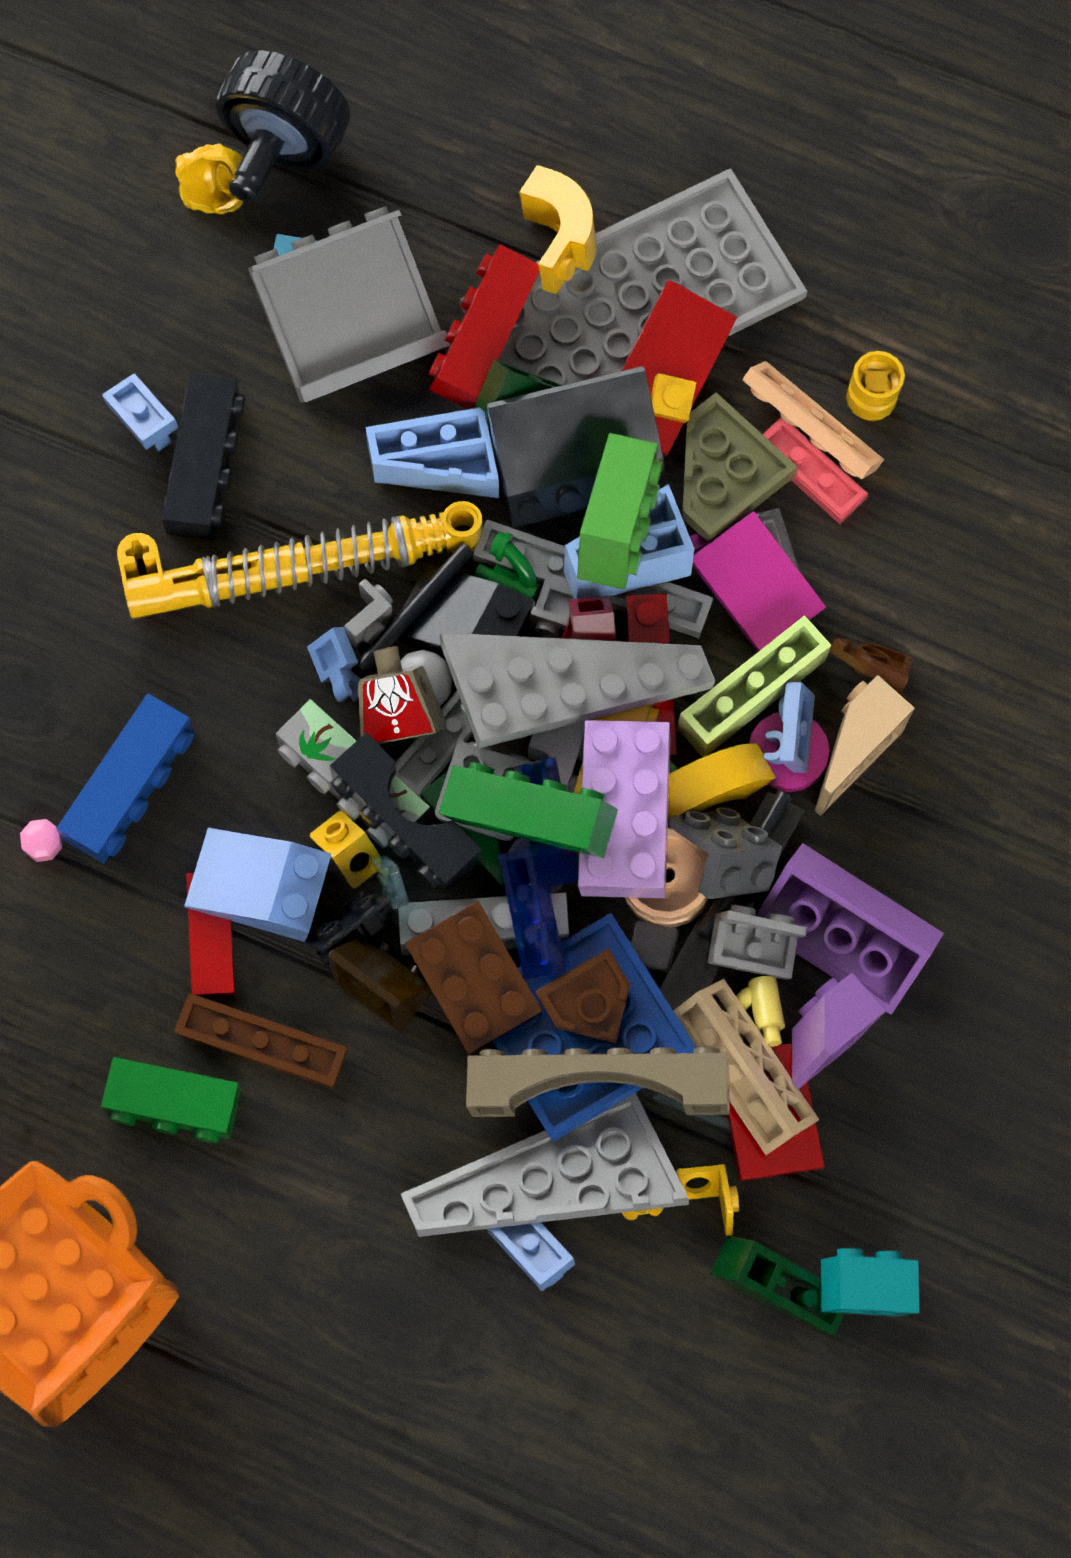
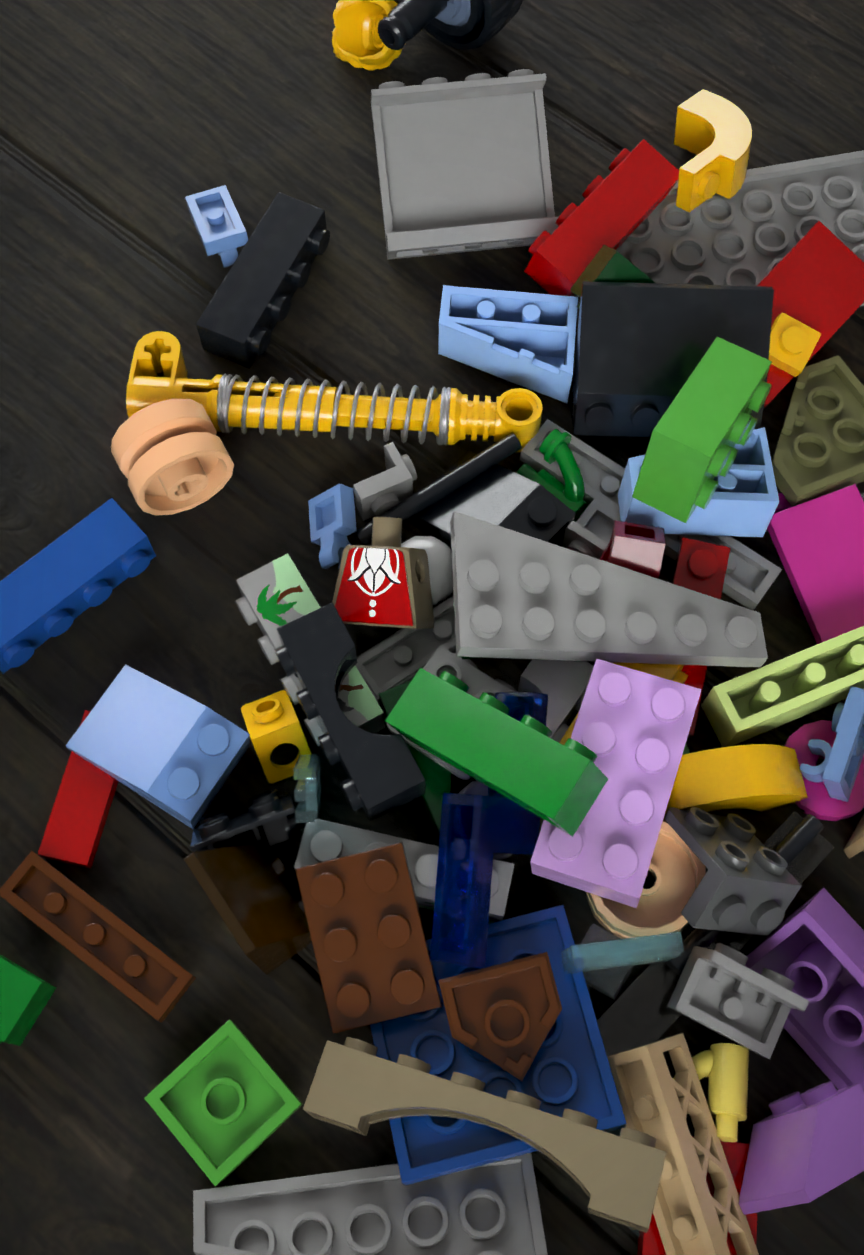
camera: 20 degrees right, 5 degrees down
(186, 644) = (171, 456): none -> light nougat wheel
(401, 1128) = (223, 1102): none -> bright green plate
(662, 933) = (622, 952): none -> clear light blue tile

